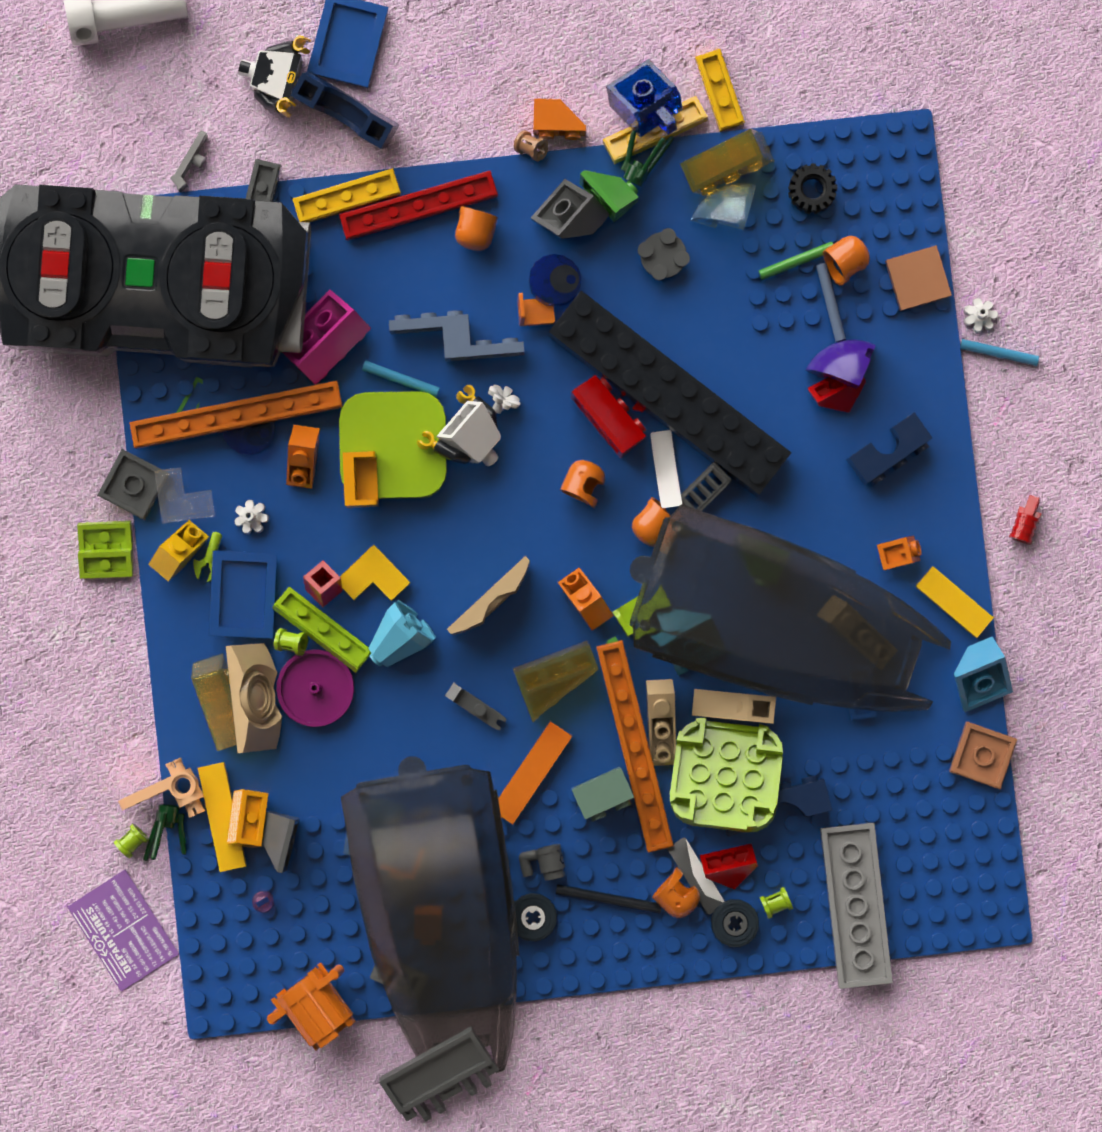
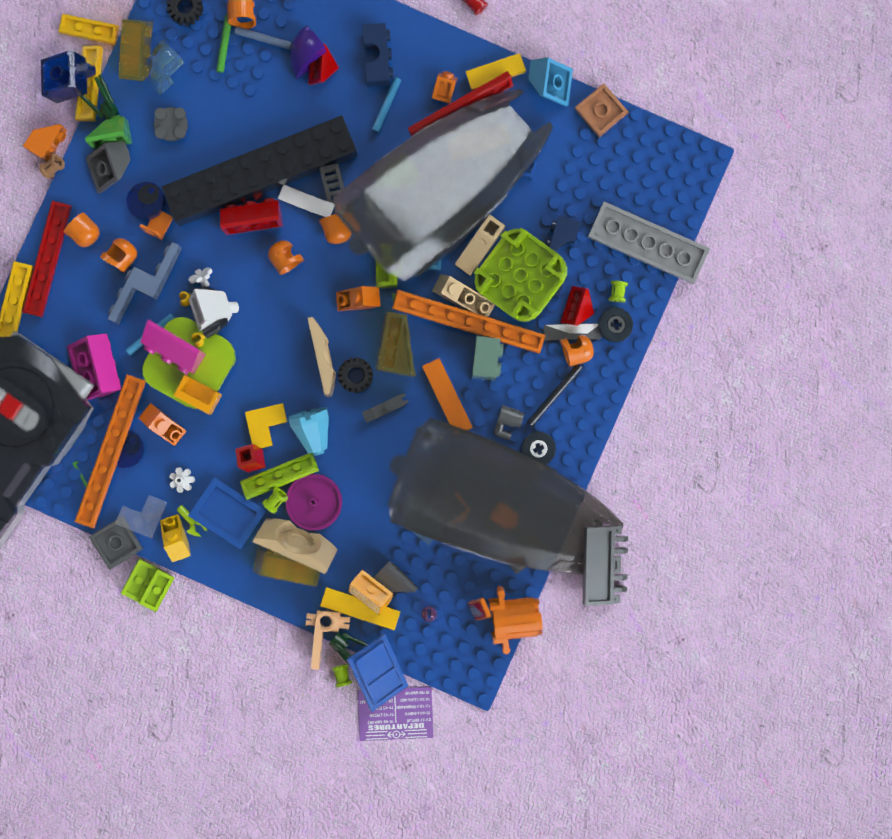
camera: 60 degrees left, 0 degrees up
(158, 882) = (377, 672): none -> piece
(302, 958) = (479, 609): none -> slope
(397, 416) = (171, 348): none -> dark pink slope
(473, 289) = (120, 254): none -> orange helmet
(486, 634) = (355, 363): none -> black tyre
(837, 495) = (386, 105): none -> dark azure bar
(928, 608) = (493, 87): none -> red tile

